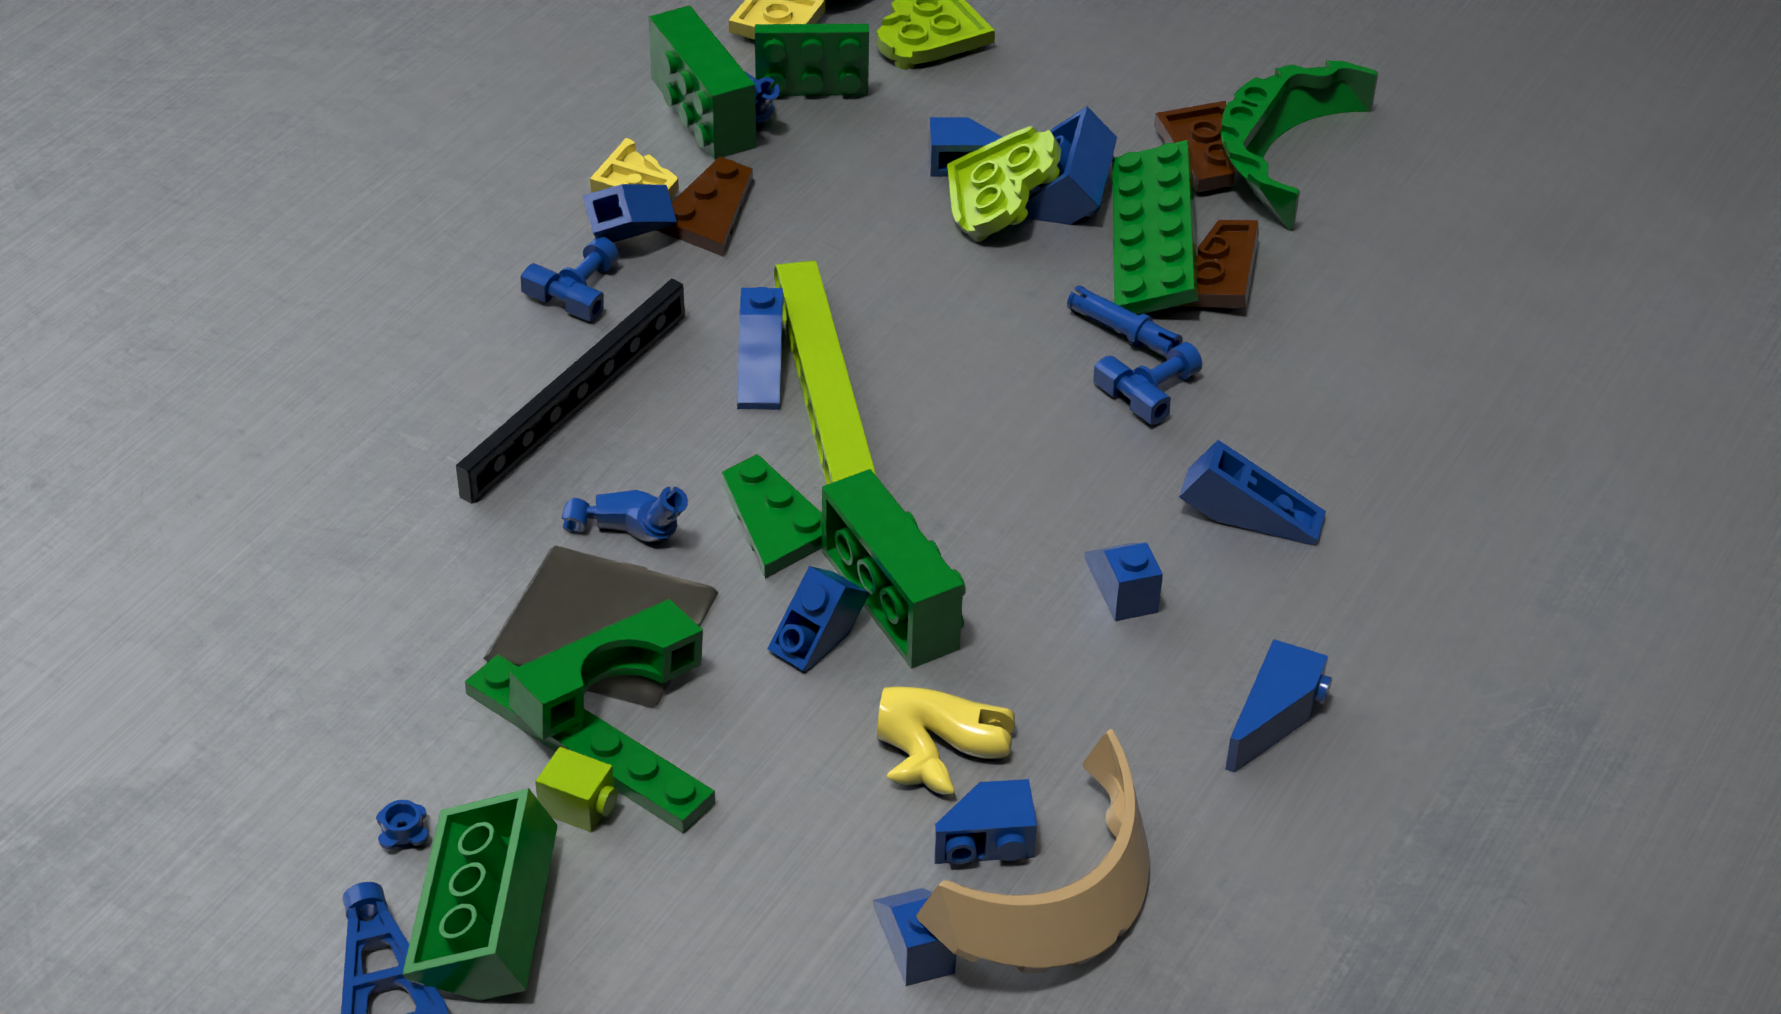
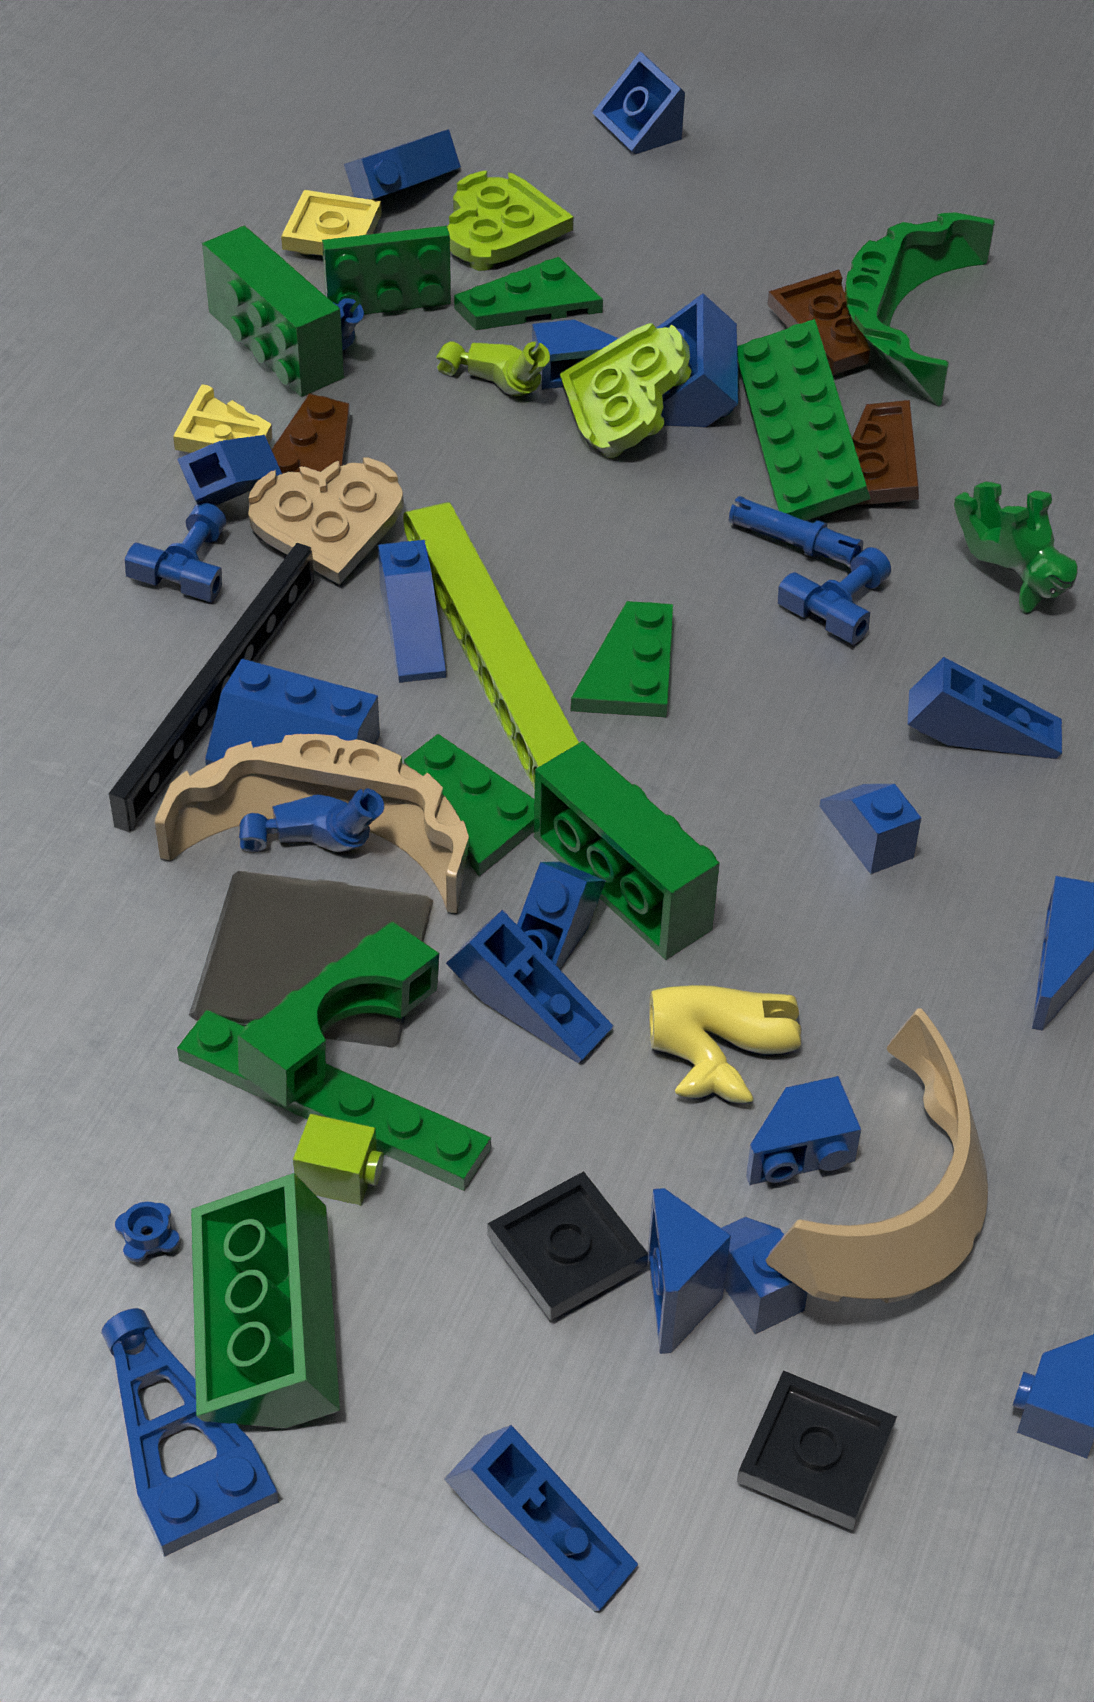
camera: 10 degrees left, 5 degrees up
(582, 470) = (307, 765): none -> tan windscreen
(630, 434) = (269, 702): none -> blue slope
(708, 257) = (331, 511): none -> tan plate
(757, 887) = (567, 1245): none -> black plate
(779, 672) = (528, 988): none -> blue slope
(849, 918) = (685, 1267): none -> blue slope
(903, 153) = (505, 365): none -> lime arm
(946, 418) = (631, 665): none -> green wing
(948, 90) = (533, 291): none -> green wing
(1319, 351) = (1016, 540): none -> green animal

